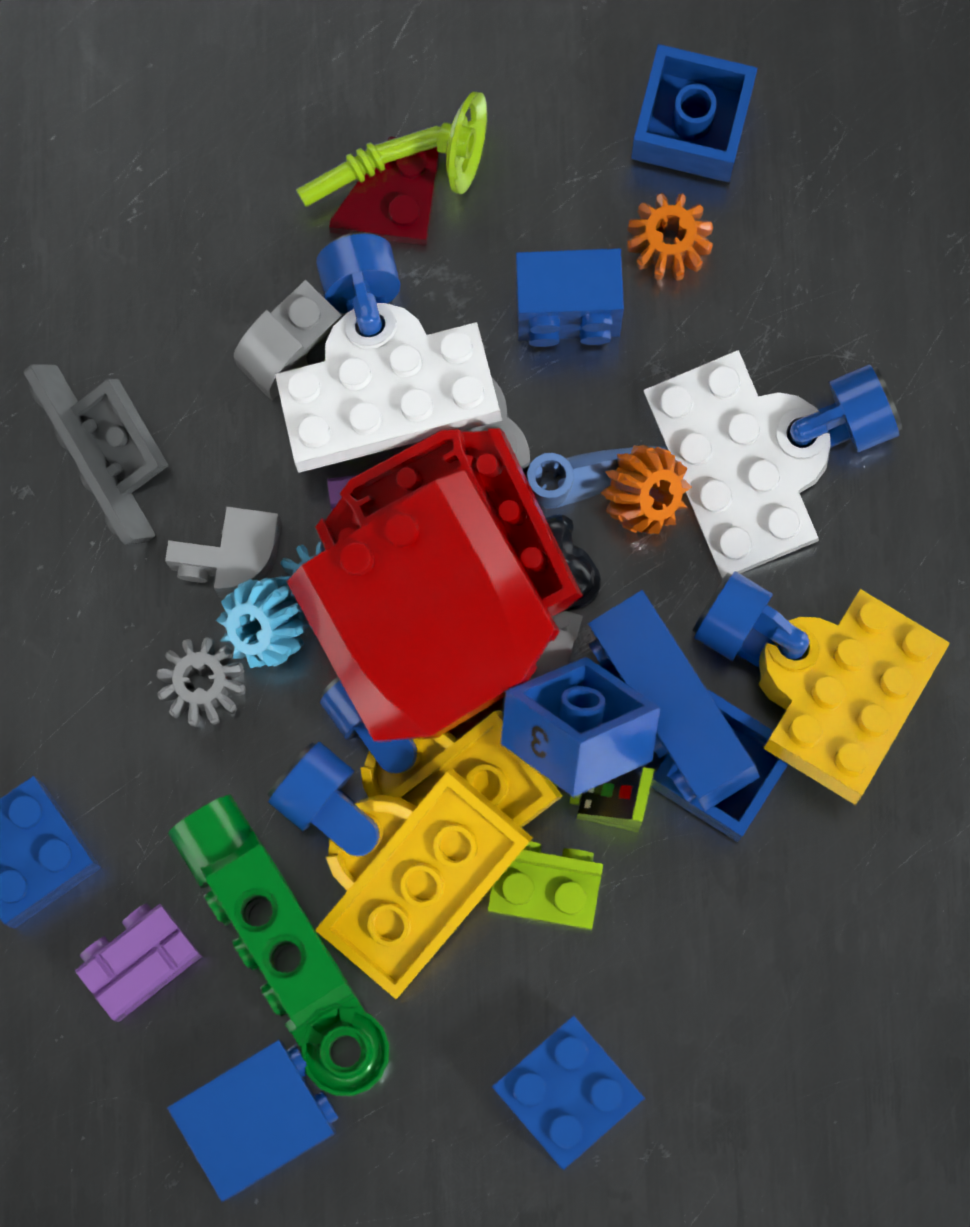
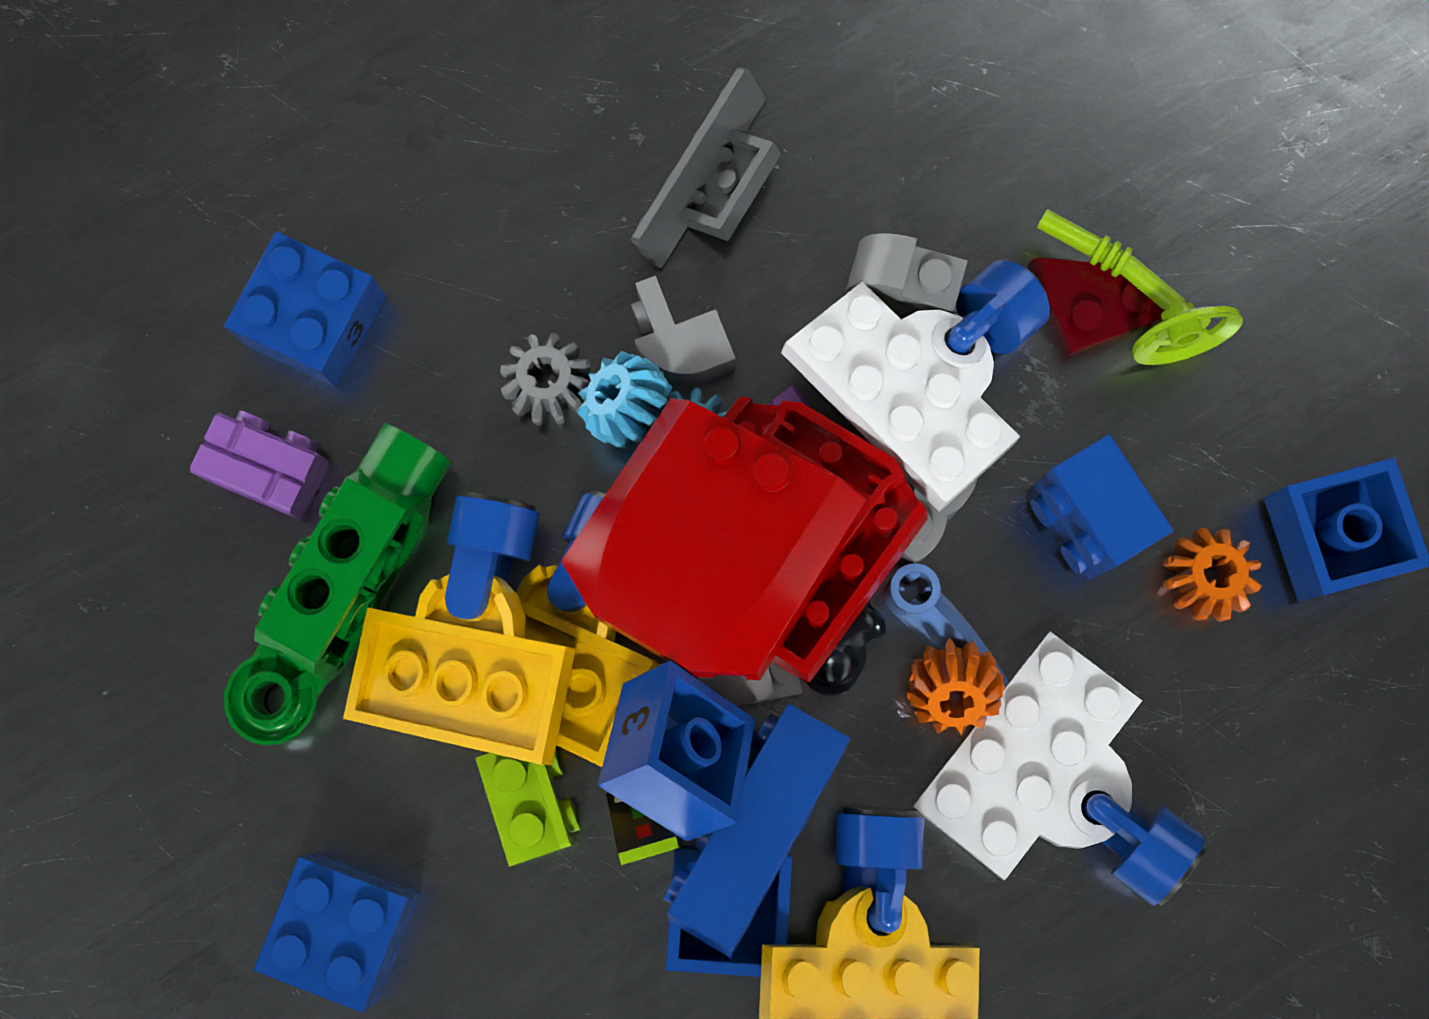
camera: 60 degrees right, 0 degrees up
(254, 1119) = (166, 649): blue brick -> none

